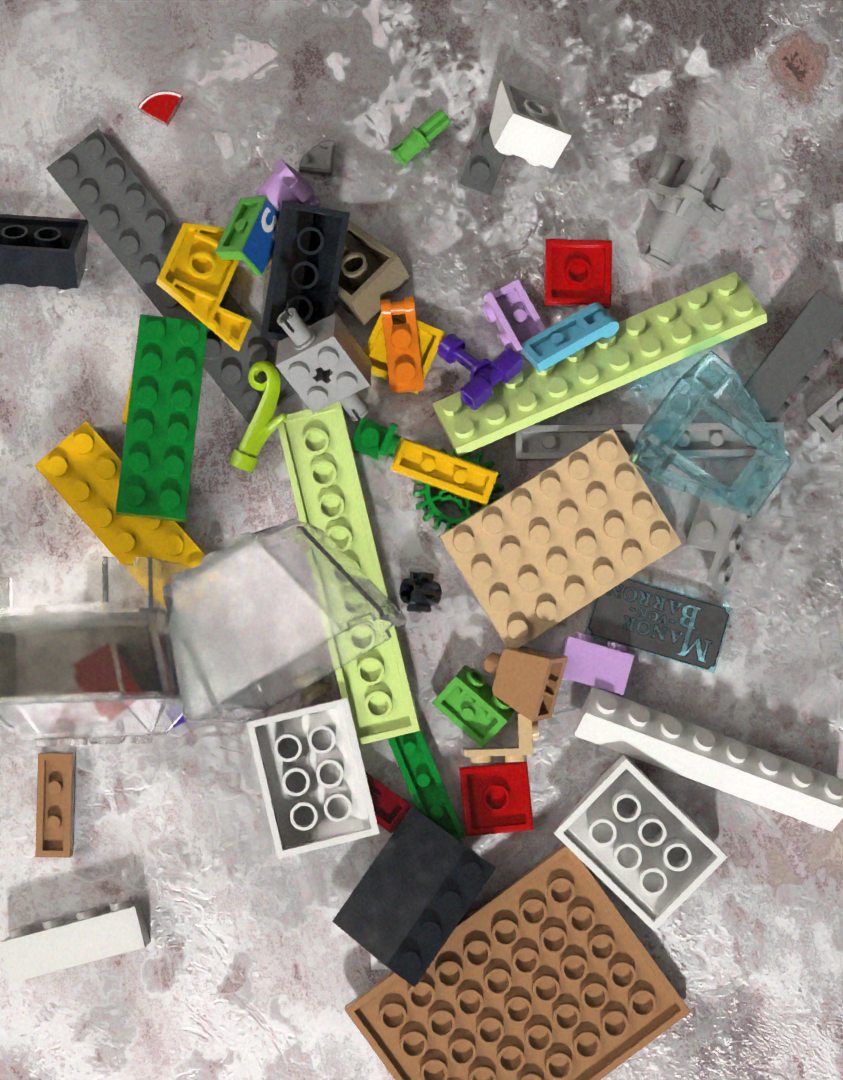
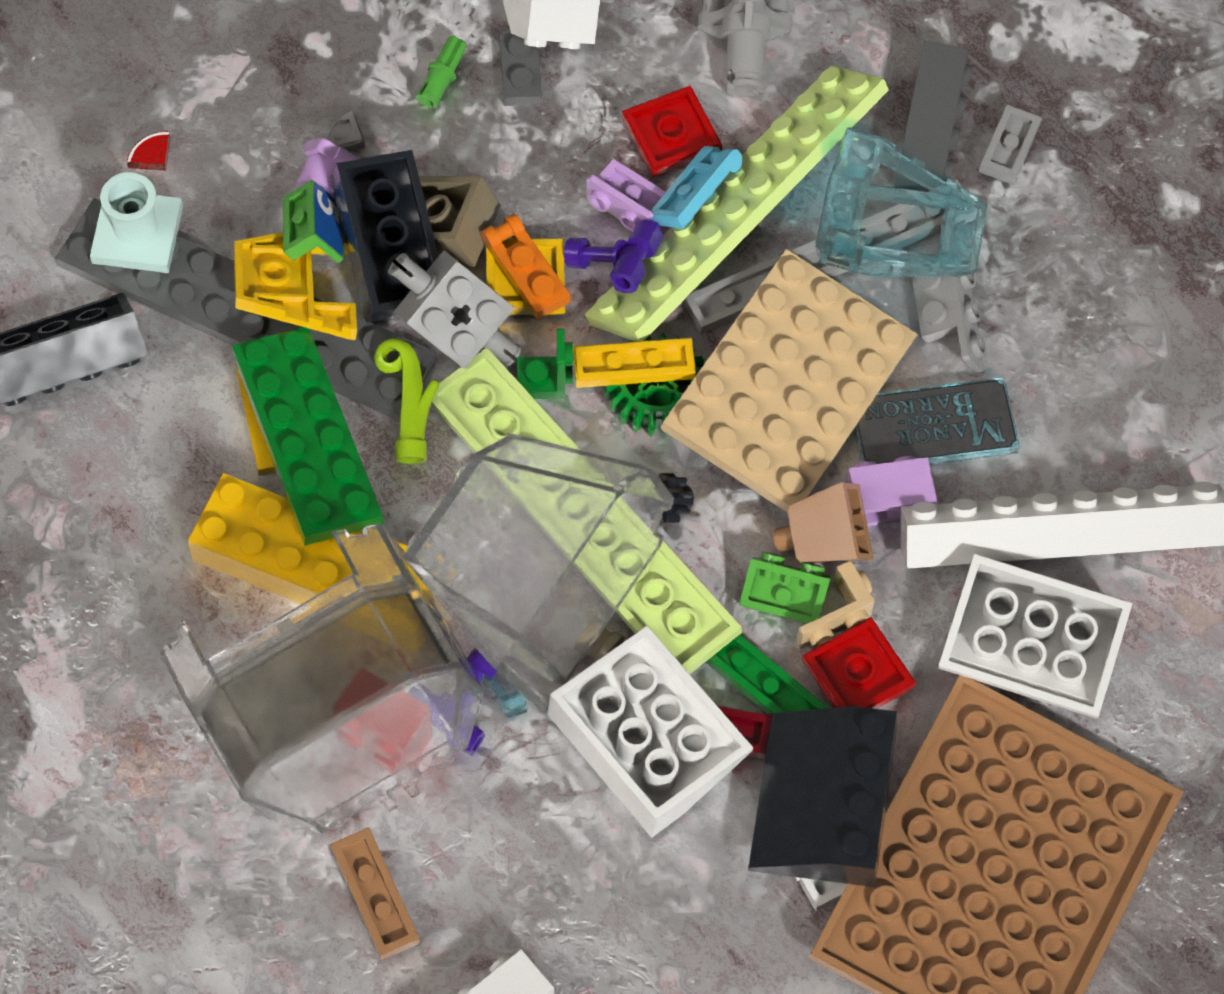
camera: 25 degrees left, 20 degrees down
(113, 174) = (135, 225): none -> light aqua plant

